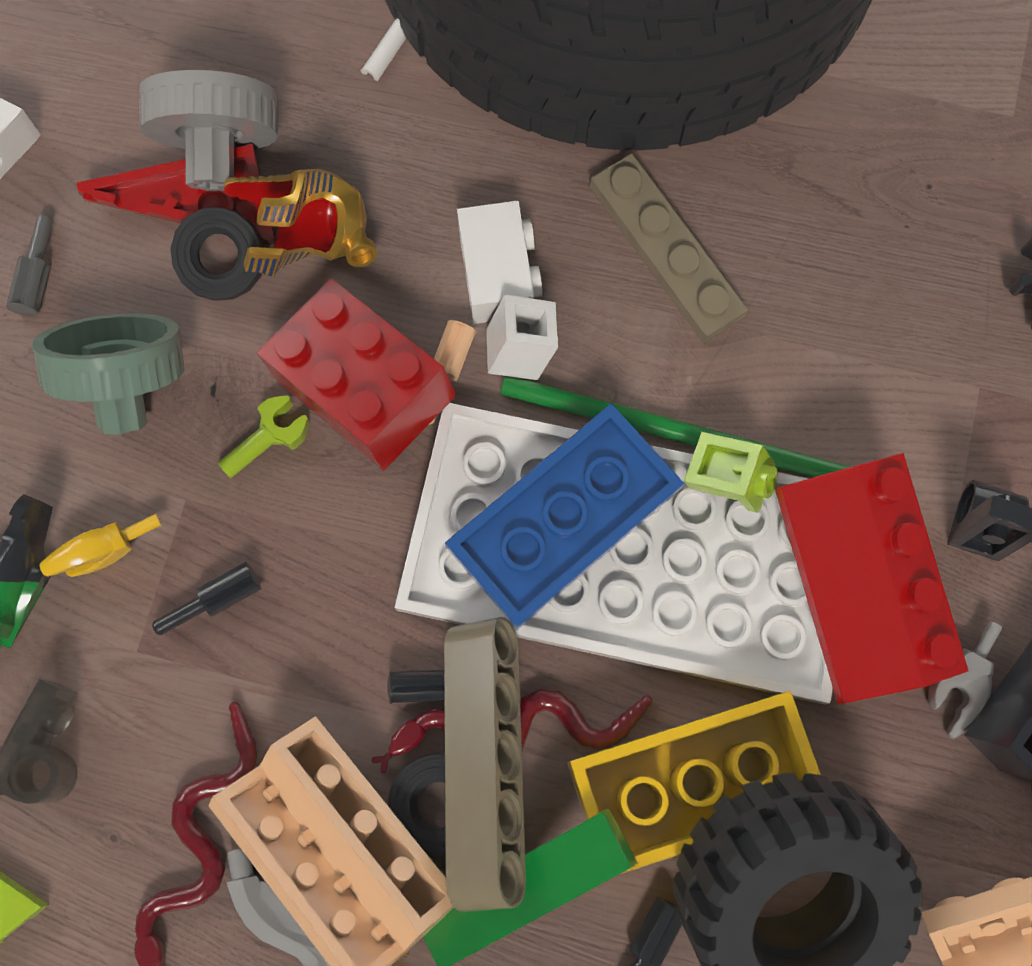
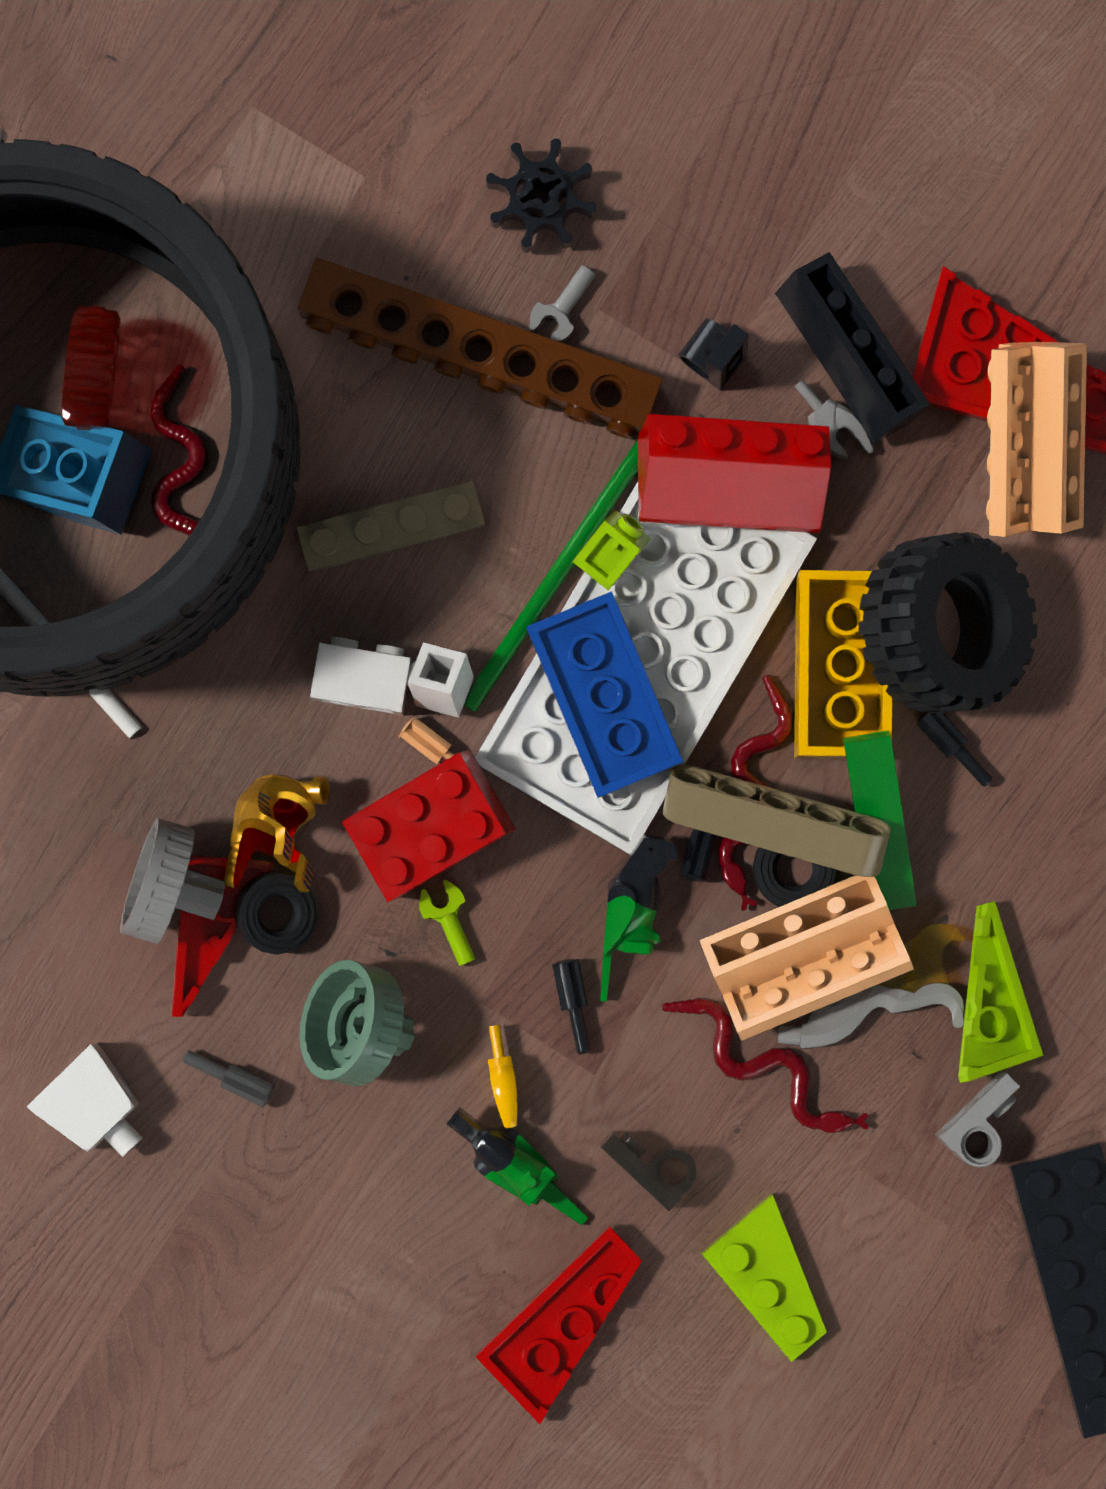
camera: 75 degrees left, 10 degrees up
(337, 628) = (634, 902): none -> animal
(895, 108) = (332, 283): none -> reddish brown brick
(963, 344) = (562, 307): none -> light grey bar

